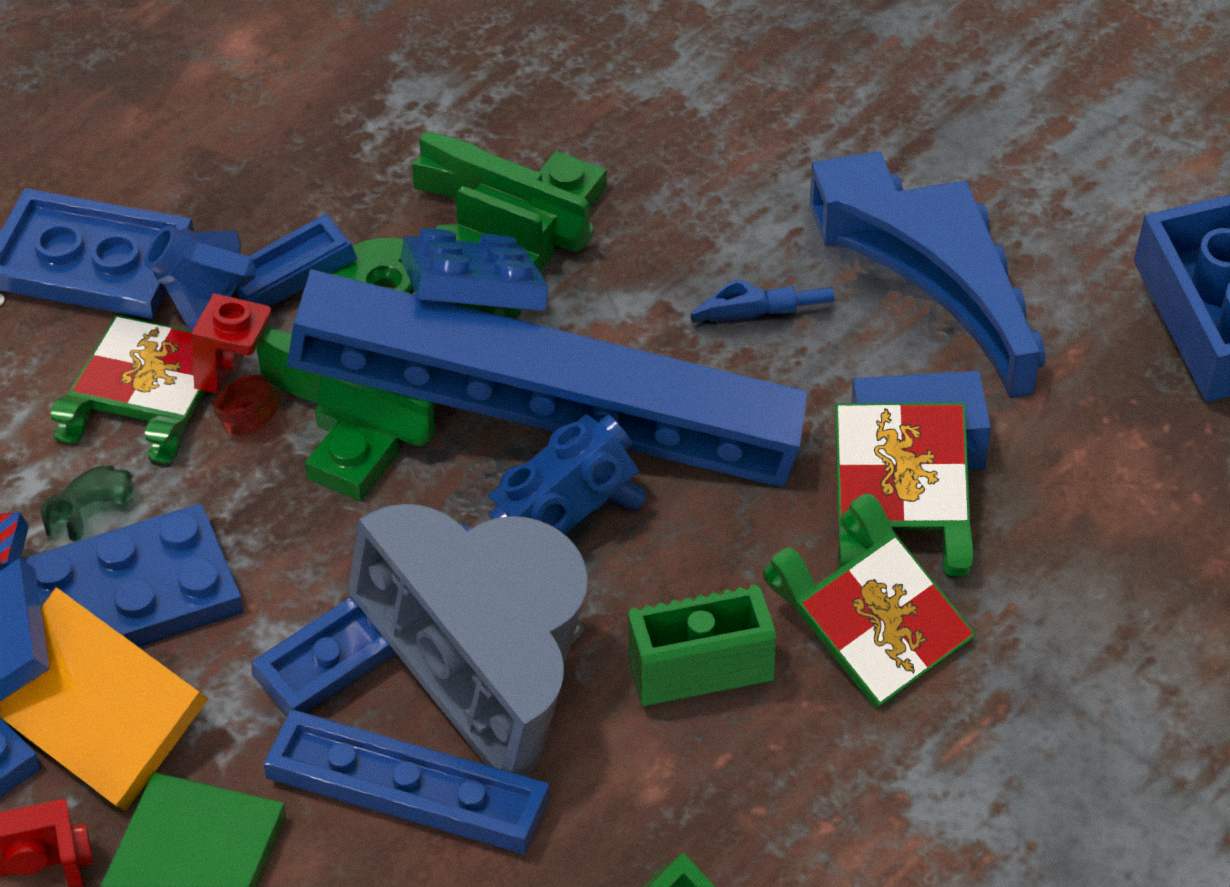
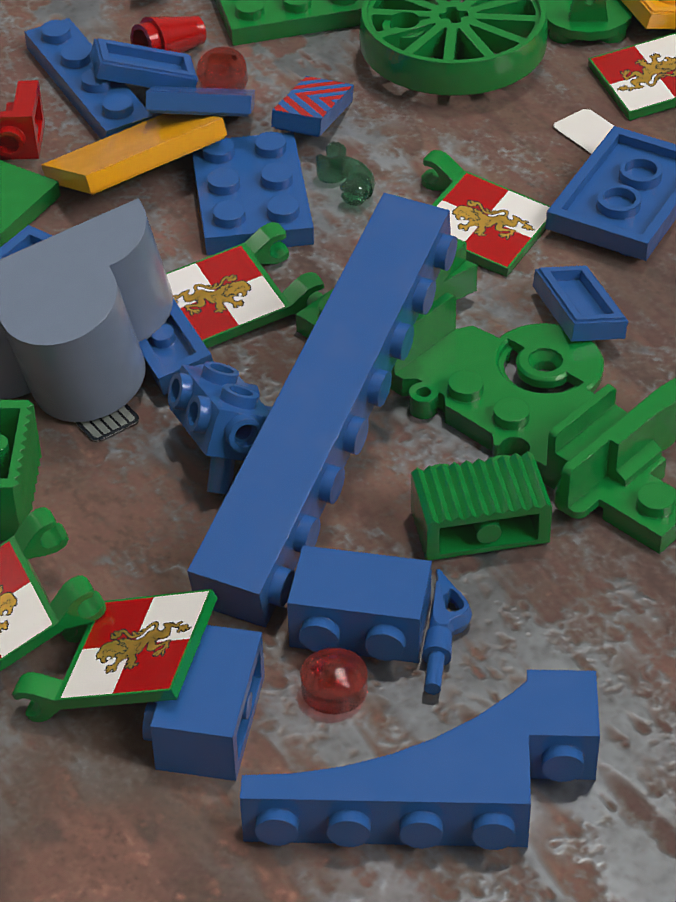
camera: 105 degrees right, 5 degrees down
(197, 266) = (564, 229): blue rock -> none
(223, 337) = (476, 227): red bracket -> none
(309, 563) = (235, 293): none -> flag
(473, 272) = (467, 357): blue plate -> none
(613, 287) = (480, 506): none -> green brick
(769, 333) = (360, 603): none -> blue brick
(847, 356) = (334, 681): none -> clear red tile

